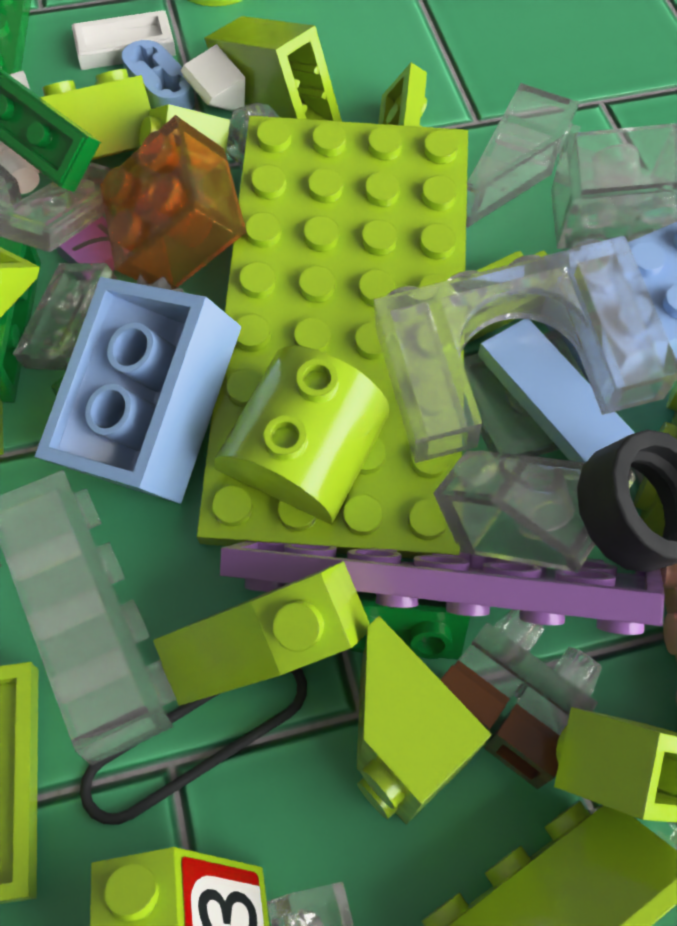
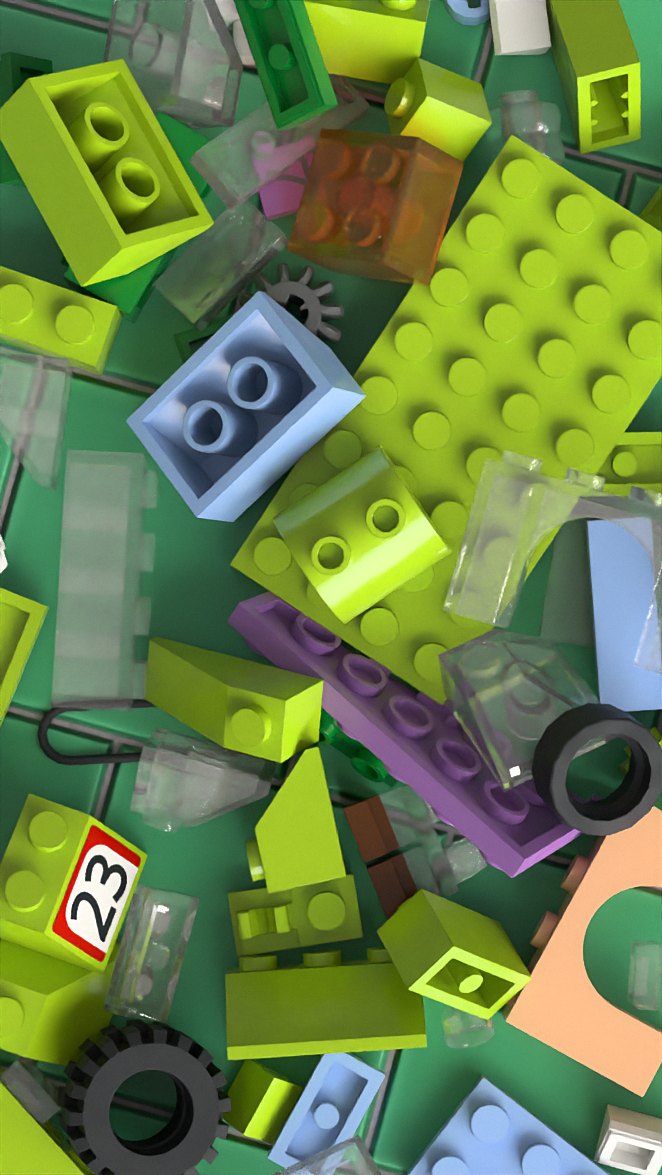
camera: 35 degrees right, 25 degrees up
(267, 747) = (195, 780): none -> clear slope
(448, 840) = (295, 916): none -> lime plate

